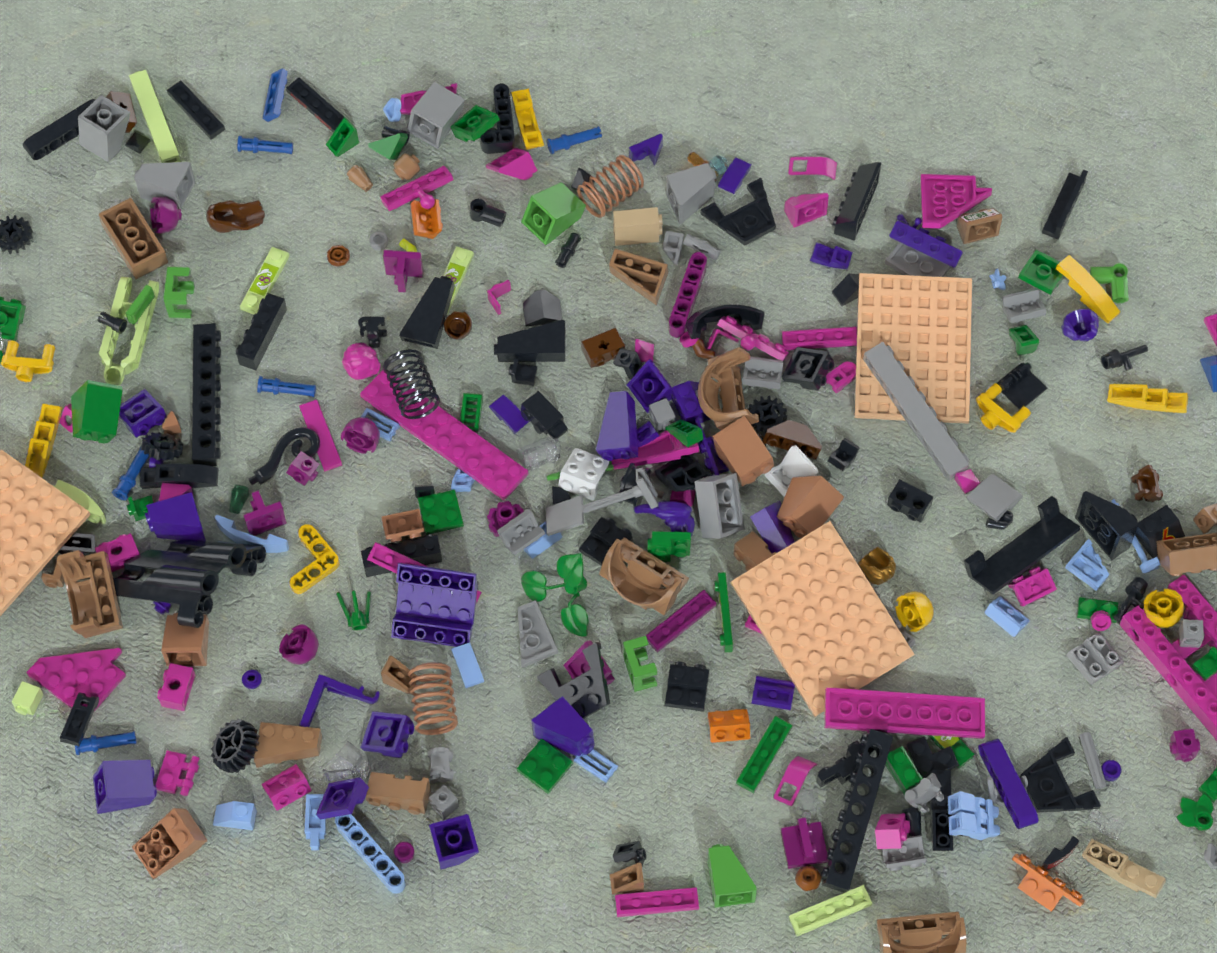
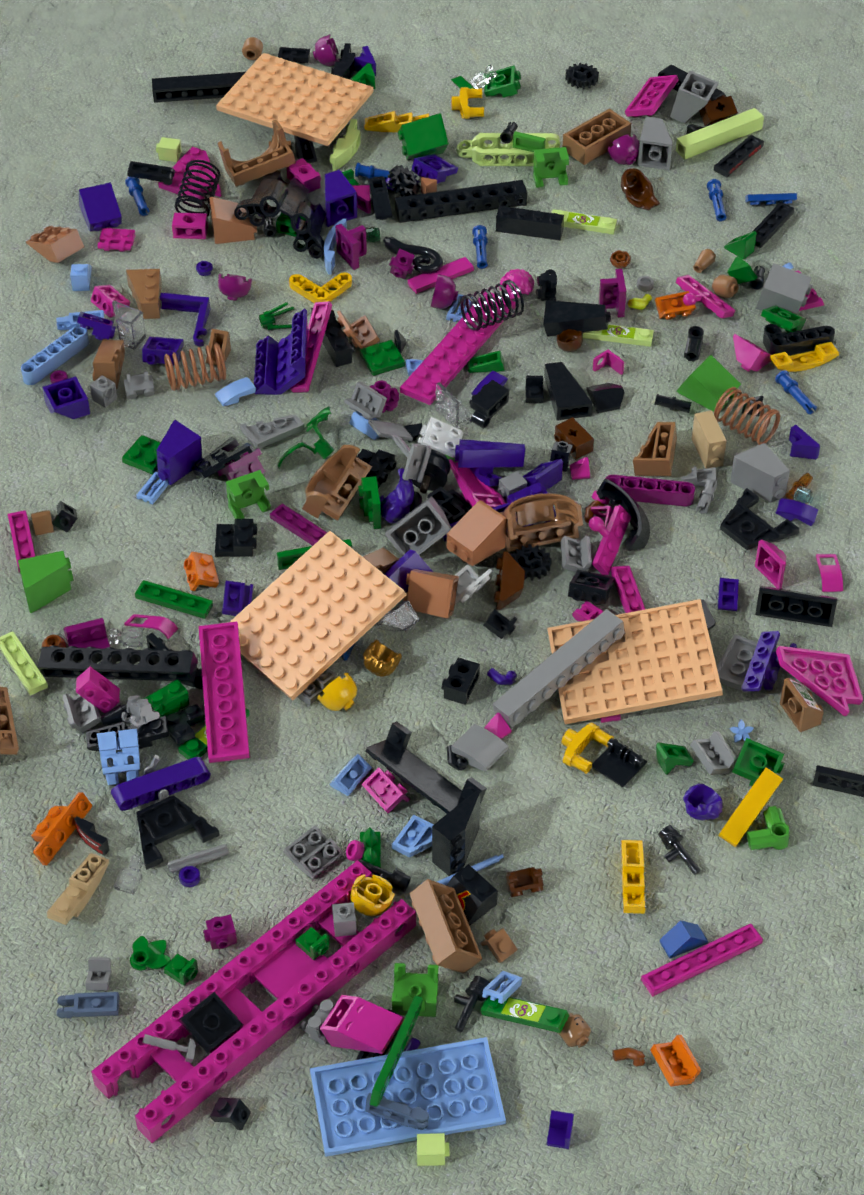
camera: 80 degrees right, 15 degrees down
(73, 170) = (651, 96): none -> dark pink plate
(109, 652) = (191, 198): none -> black piece
(235, 746) = (137, 259): black gear -> none
(685, 432) = (491, 496): green slope -> none
(908, 466) = (508, 679): none -> dark purple arm

